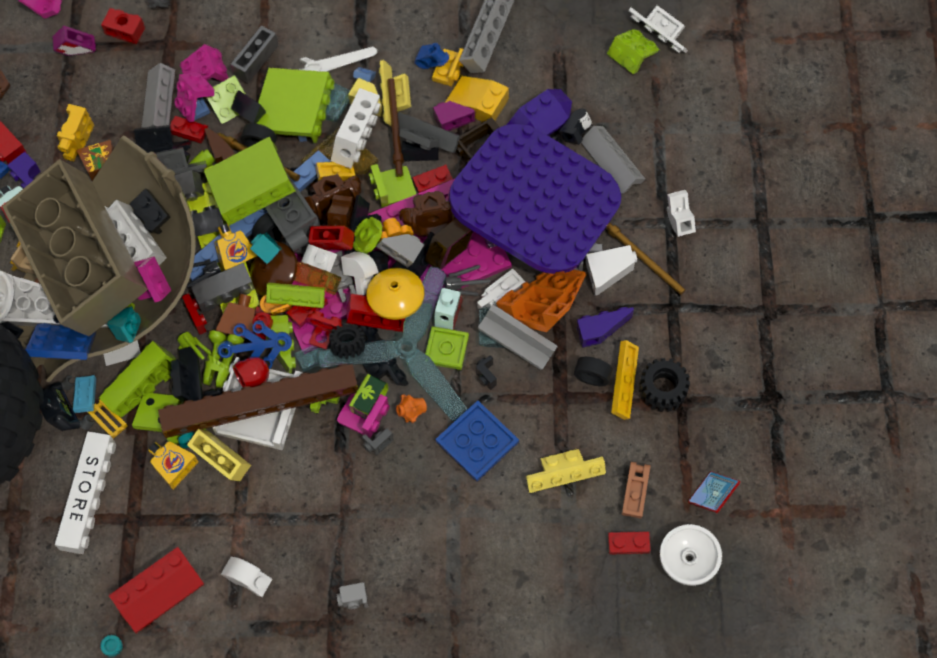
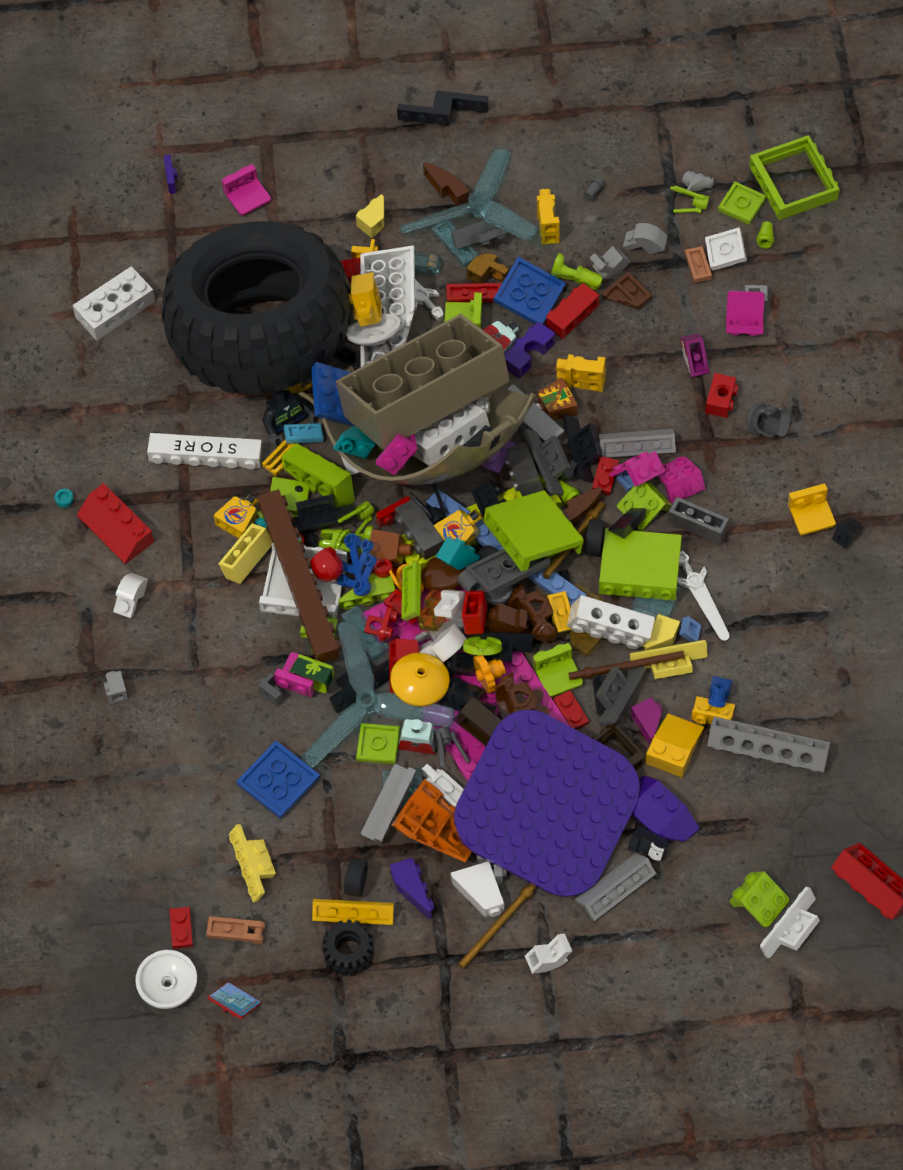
camera: 85 degrees right, 5 degrees down
(345, 333) = (368, 634): black tyre -> none
(401, 248) = (467, 677): light grey slope -> none
(411, 408) = (306, 714): orange rock -> none
(485, 377) = (348, 779): black bracket -> none

